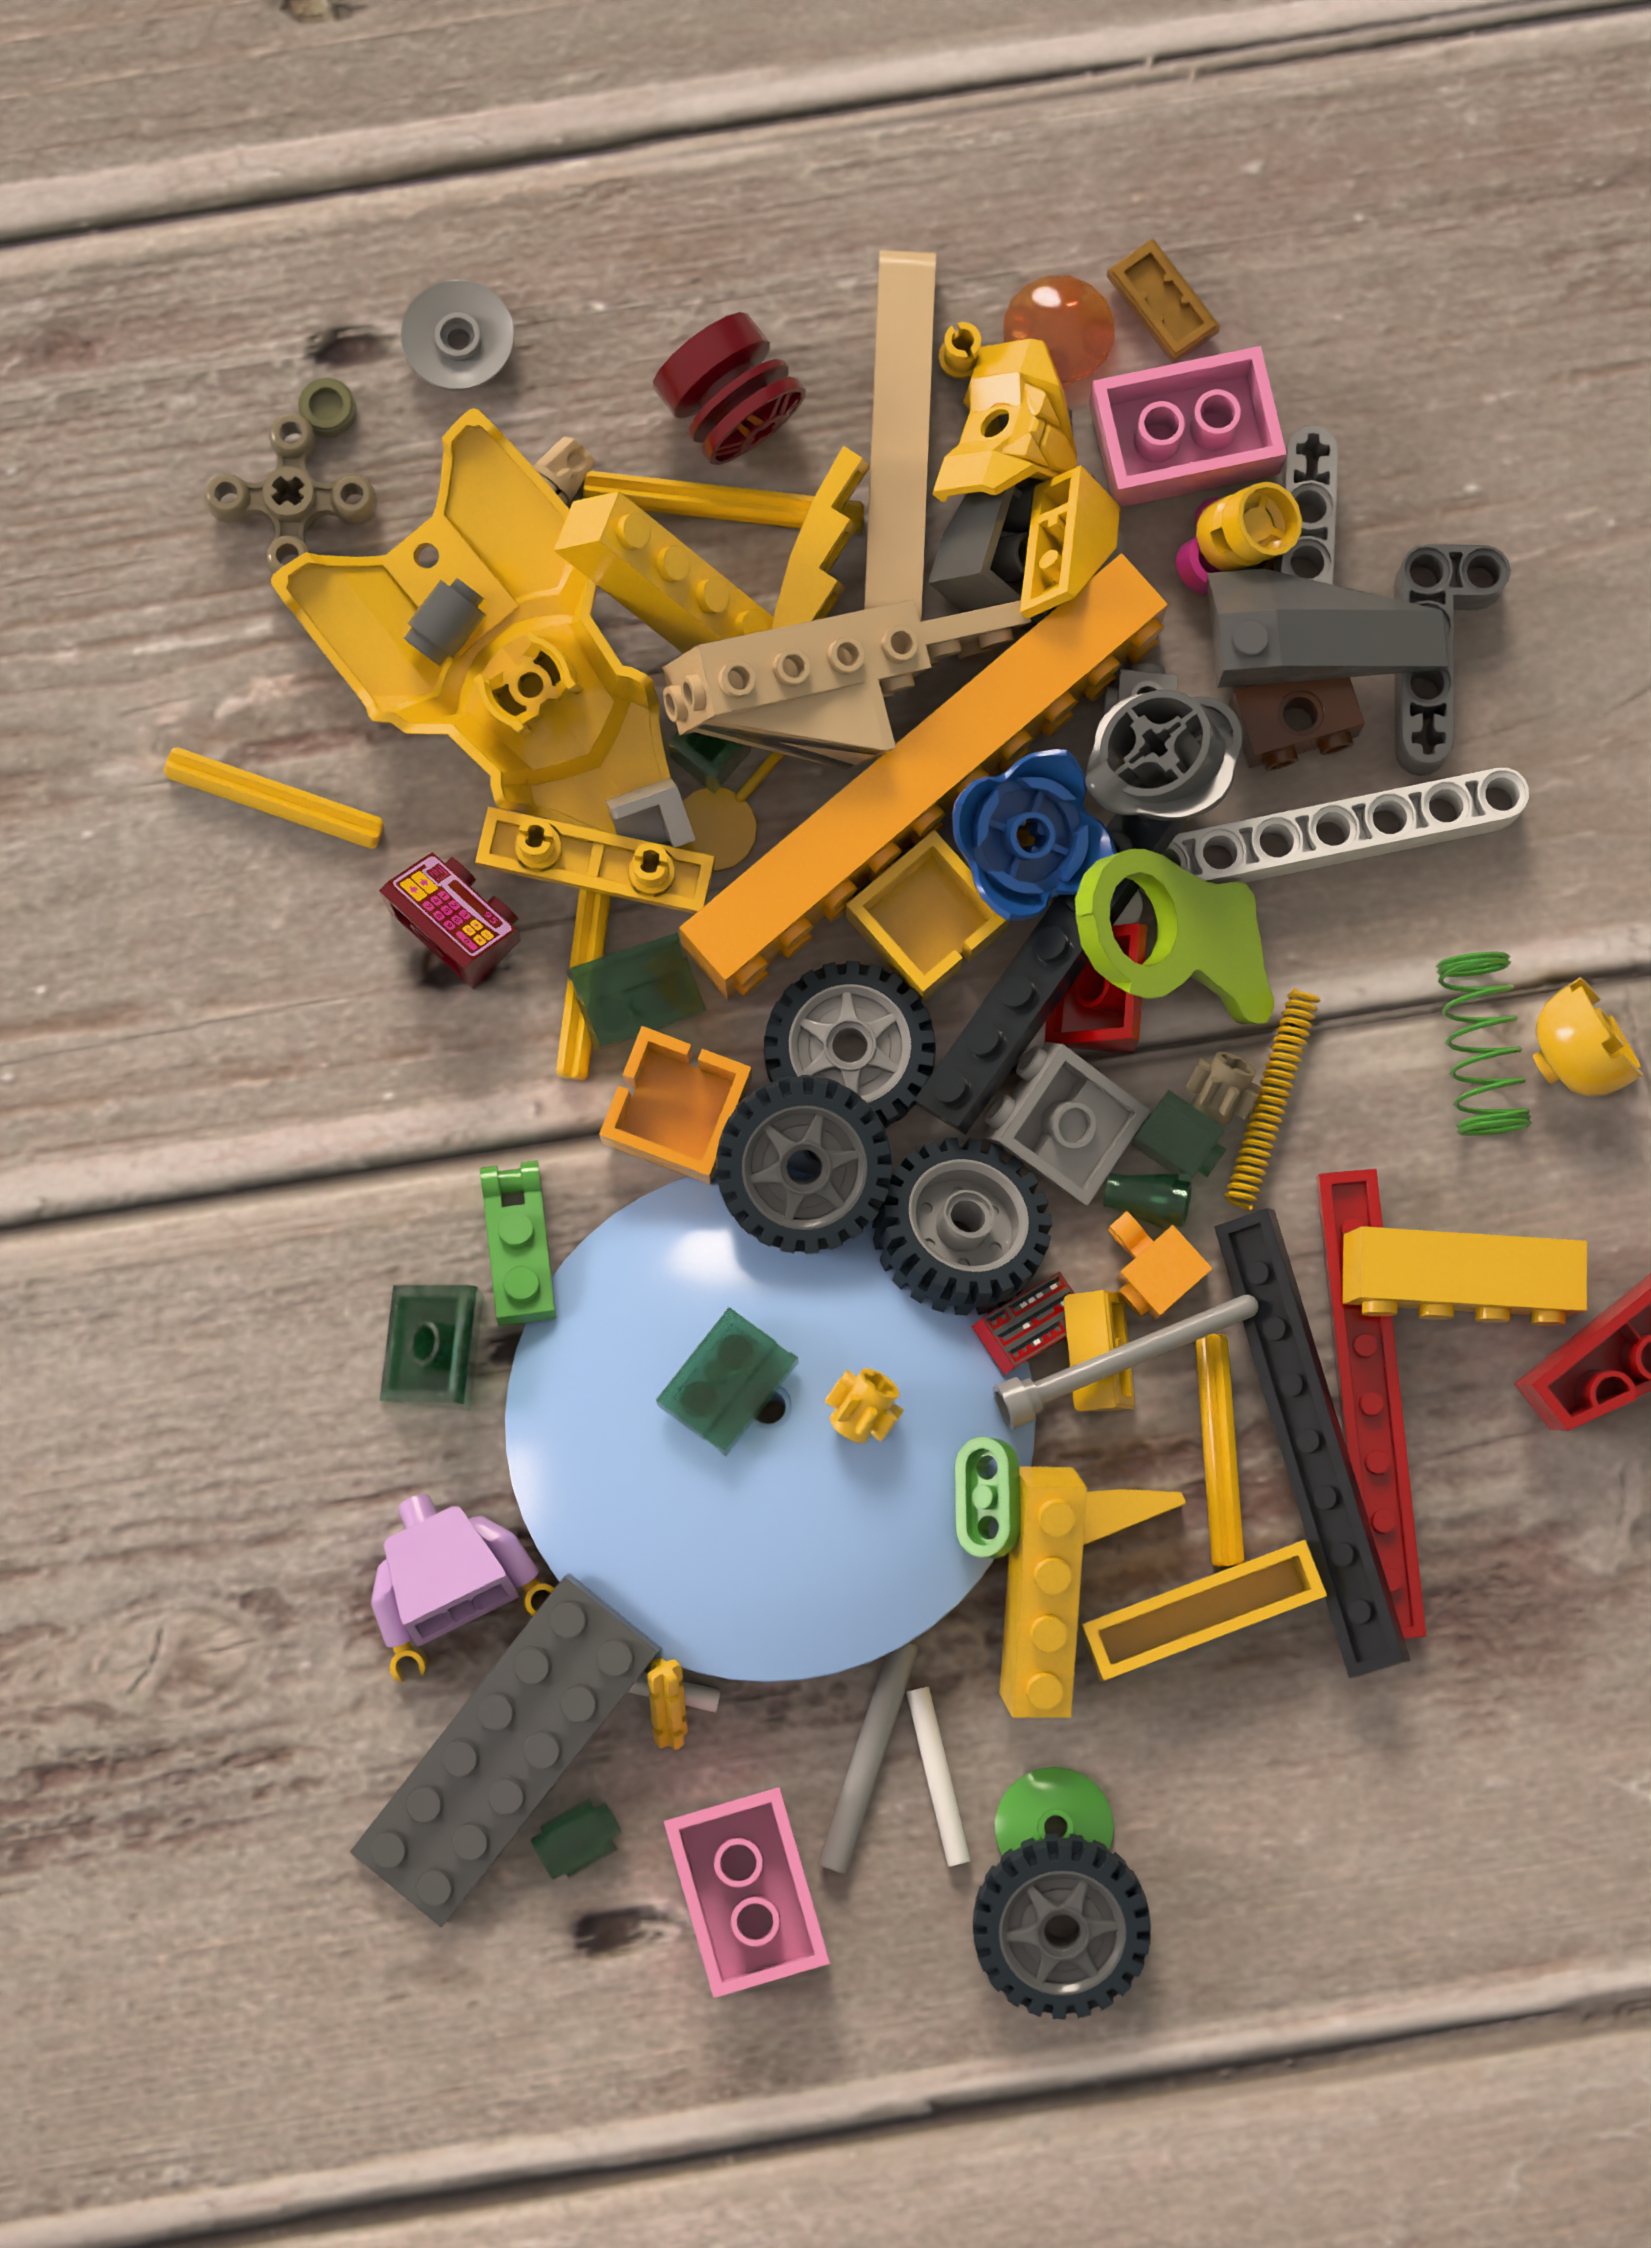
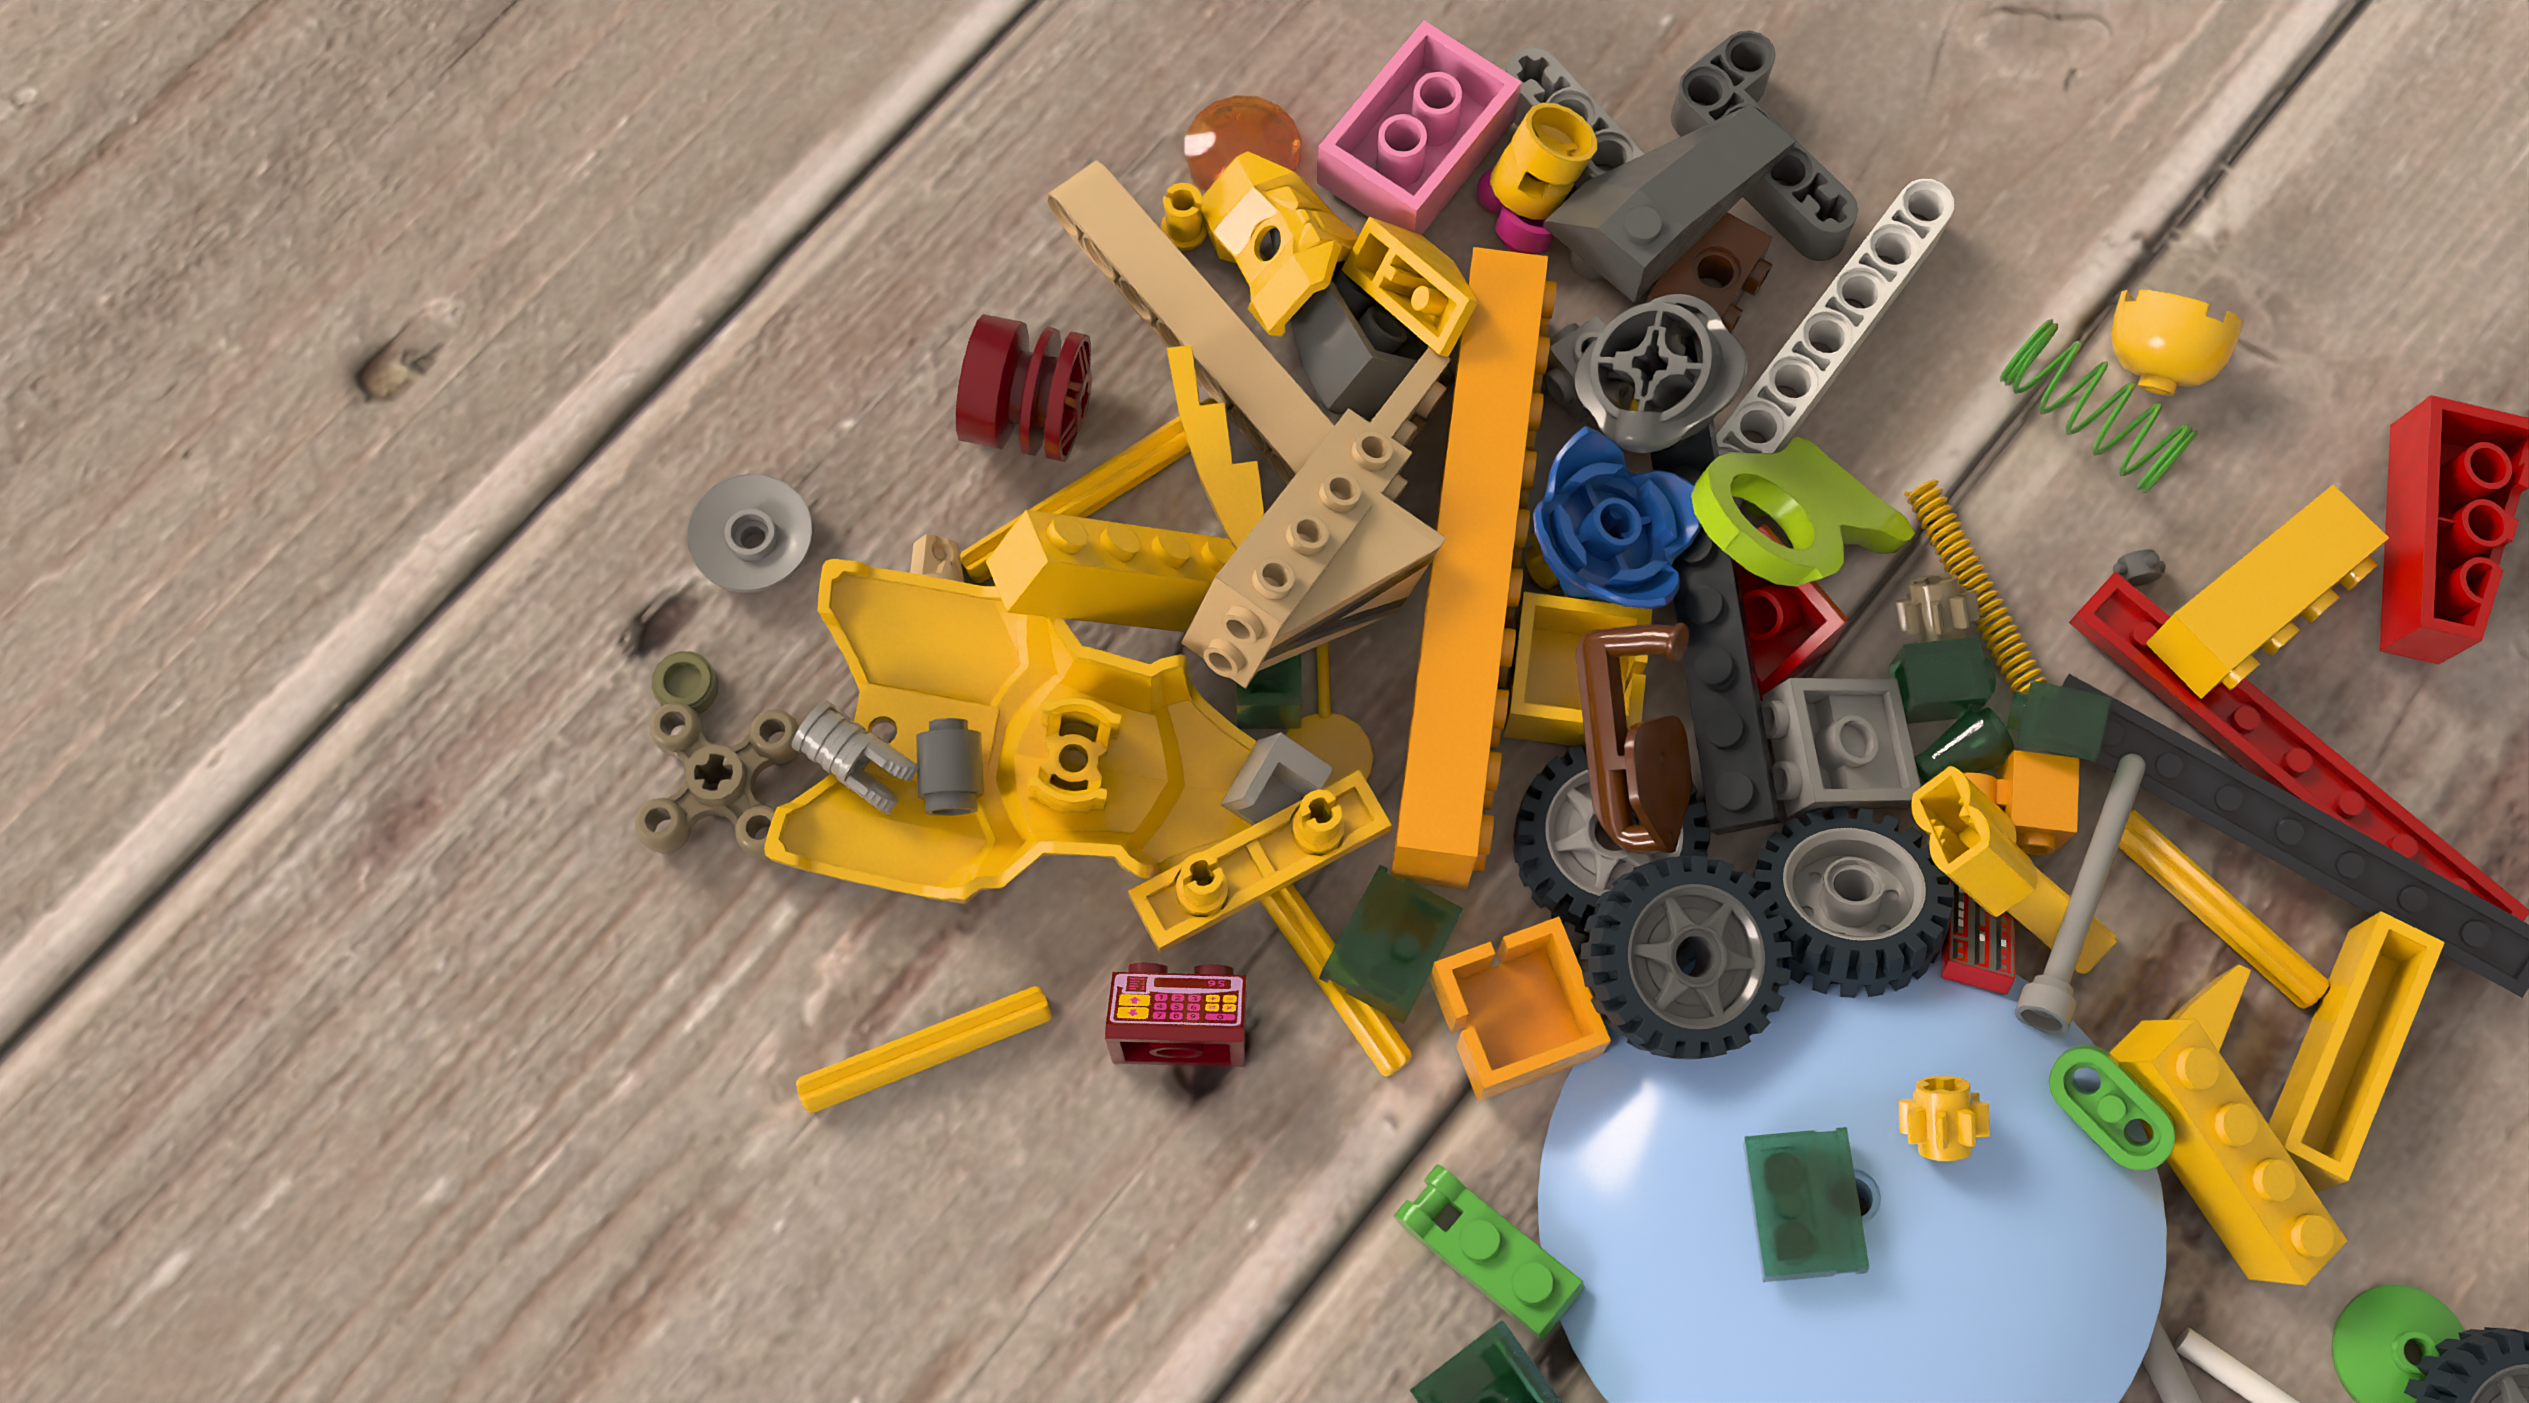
camera: 40 degrees left, 10 degrees down
(387, 551) = (847, 749): none -> light grey hinge
(898, 1022) = (1639, 765): none -> reddish brown piece
(1074, 1257) = (1973, 841): none -> yellow brick
(1163, 301) = (1305, 63): pearl gold plate -> none
(1224, 1232) = (2059, 719): none -> clear green brick
(1403, 1182) = (2140, 567): none -> dark grey piece

